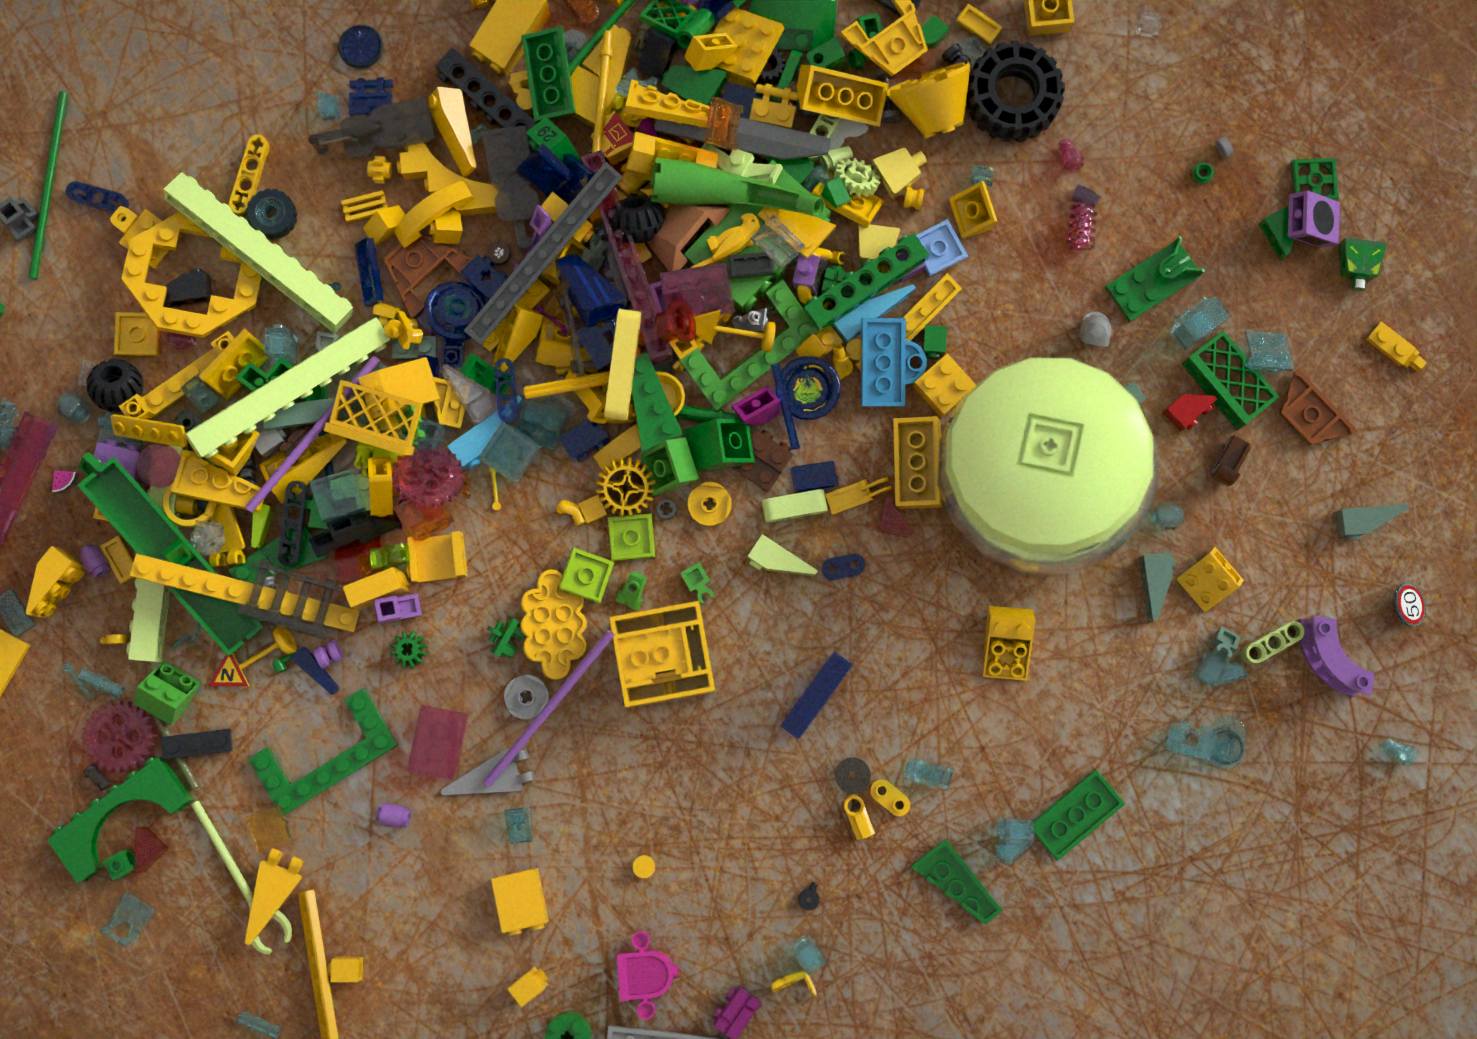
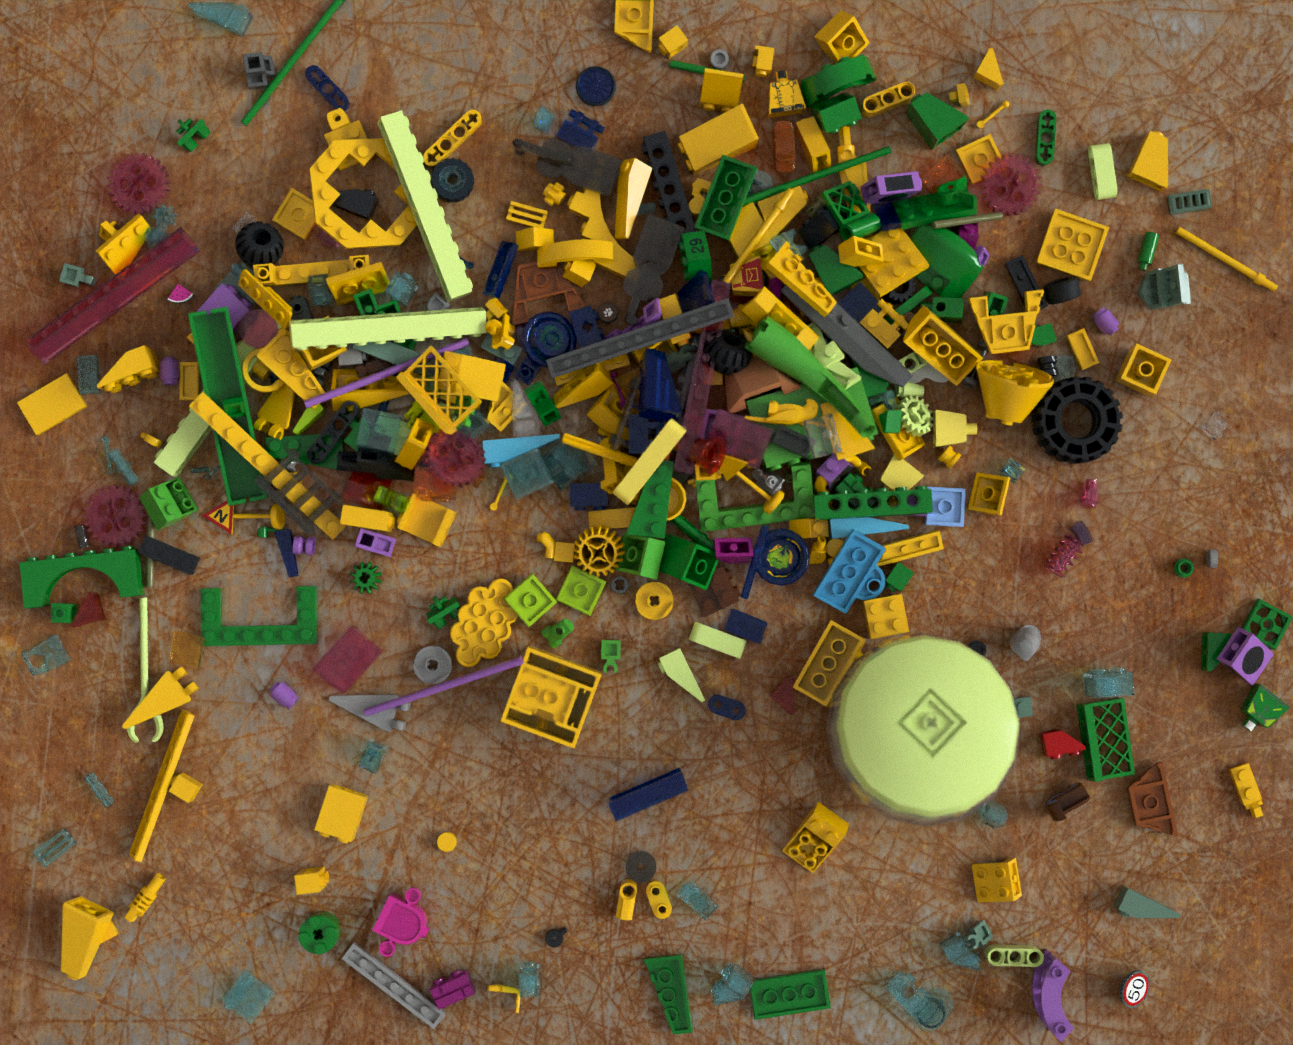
camera: 25 degrees right, 5 degrees up
(73, 408) = (218, 244): clear light blue head -> none
(90, 464) = (206, 300): green plate -> none
(207, 537) = (264, 405): clear brick -> none
(510, 373) = (539, 436): clear blue beam -> none
(545, 170) = (679, 274): clear blue tile -> none
(718, 123) = (832, 316): clear orange plate -> none
(854, 495) = (766, 657): yellow arm -> none
(856, 59) = (970, 322): green plate -> none
(1153, 280) = (1094, 628): green plate -> none
(1156, 578) = (956, 856): sand green slope -> none
(1268, 352) = (1148, 735): clear light blue hinge -> none

